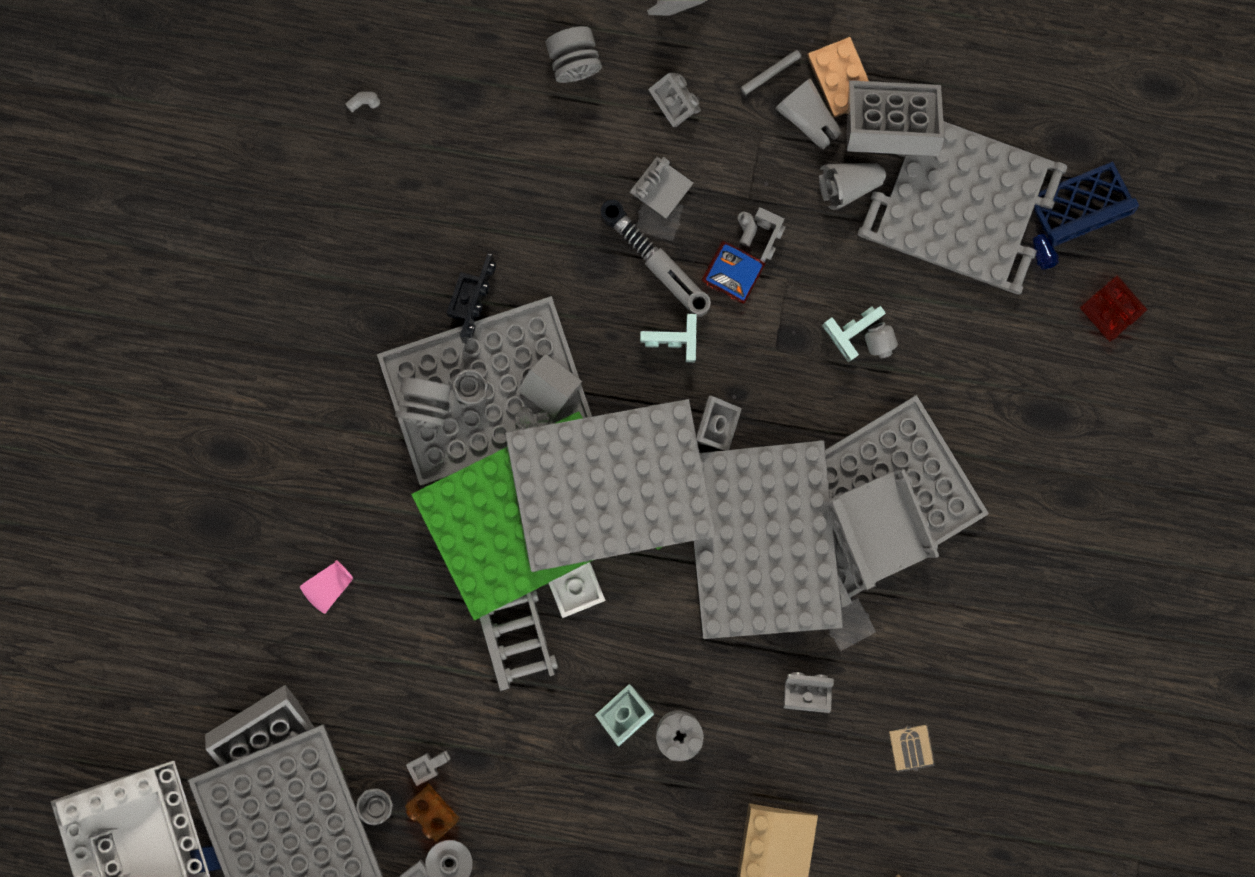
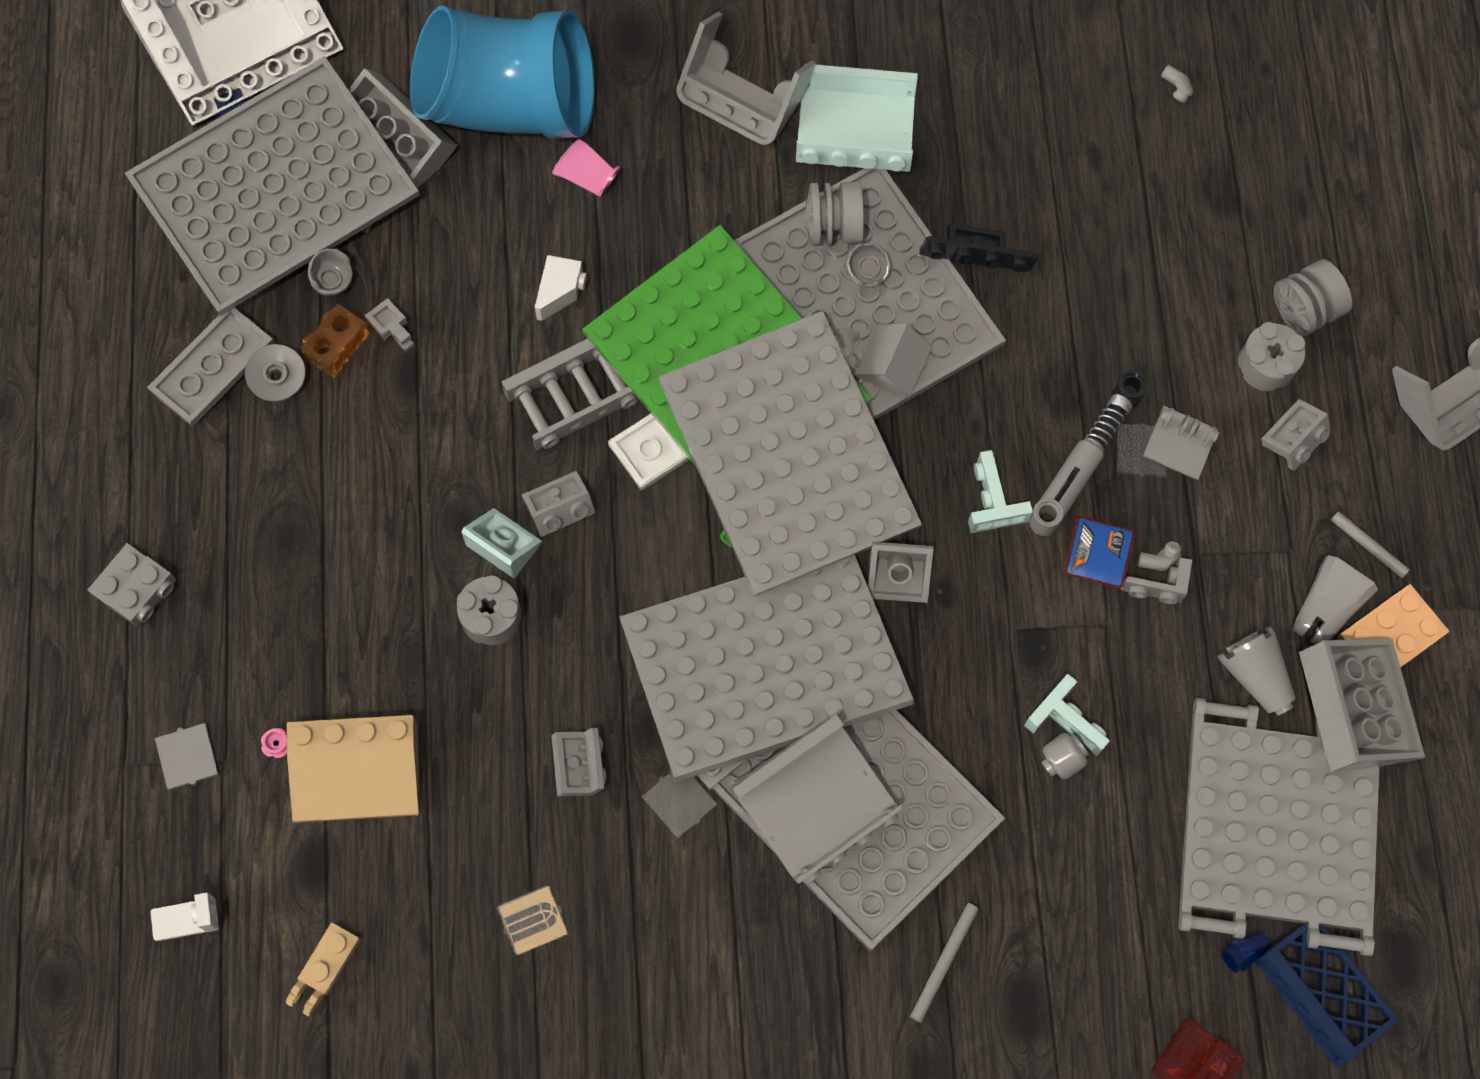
camera: 80 degrees right, 15 degrees down
(241, 637) = (504, 73): none -> dark azure cylinder
(293, 455) = (731, 99): none -> light grey windscreen
(337, 363) = (857, 118): none -> light aqua panel
(425, 628) = (559, 285): none -> white slope
(604, 666) = (558, 503): none -> light grey bracket
(607, 87) = (1271, 356): none -> light grey brick
(1005, 464) = (944, 963): none -> light grey bar

